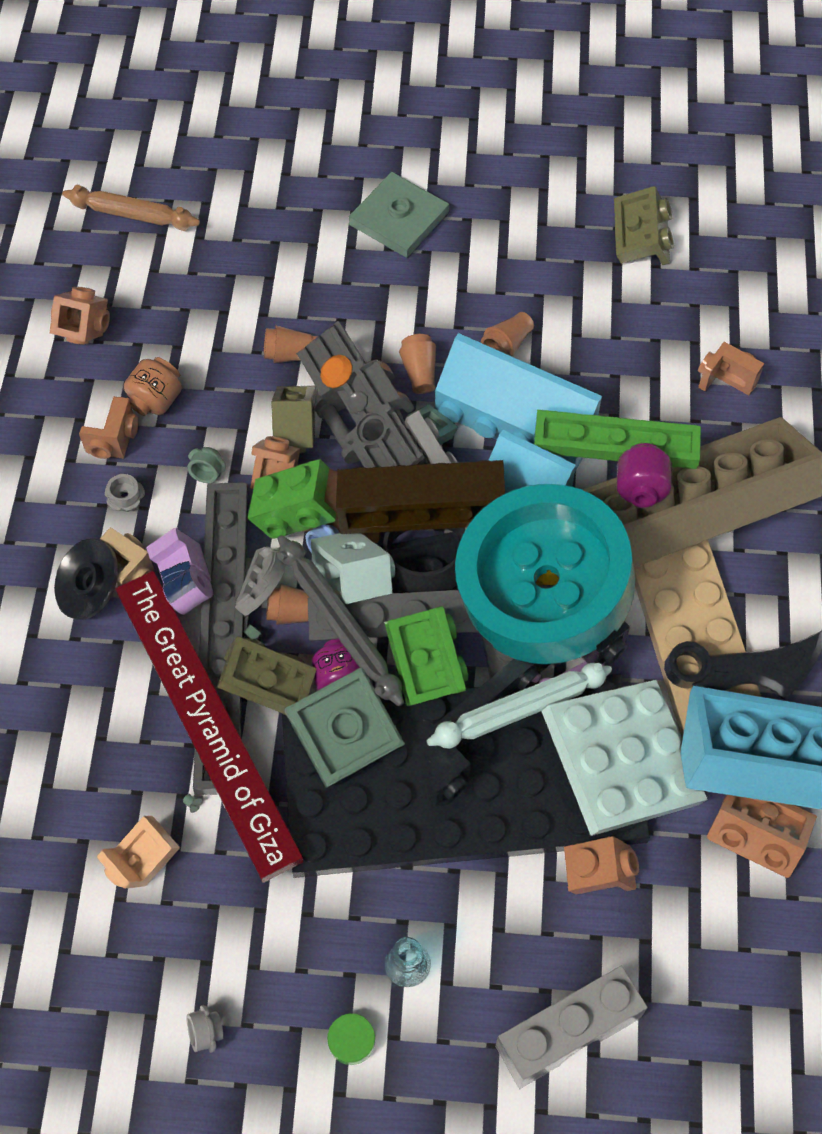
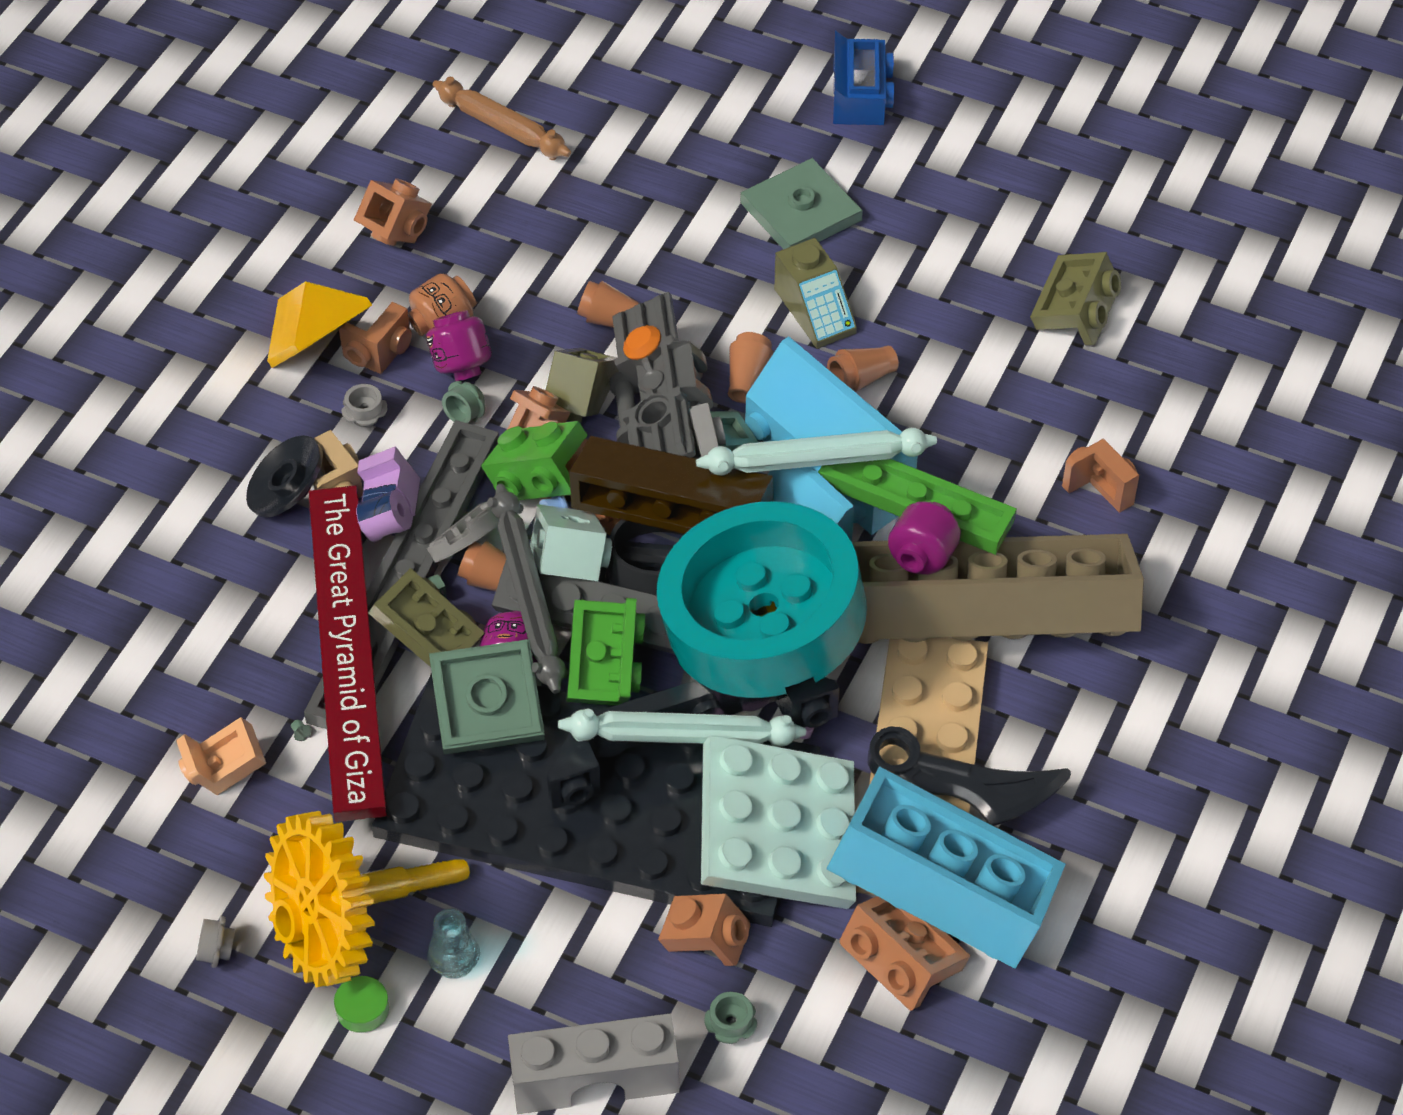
camera: 20 degrees right, 10 degrees down
(51, 434) = (309, 315): none -> yellow slope
(182, 416) = (458, 345): none -> magenta head
(293, 965) = (325, 899): none -> yellow gear
(402, 96) = (861, 82): none -> blue window
(444, 284) = (813, 292): none -> slope
(529, 429) = (816, 451): none -> light aqua wheel
(656, 928) = (731, 1005): none -> sand green plate

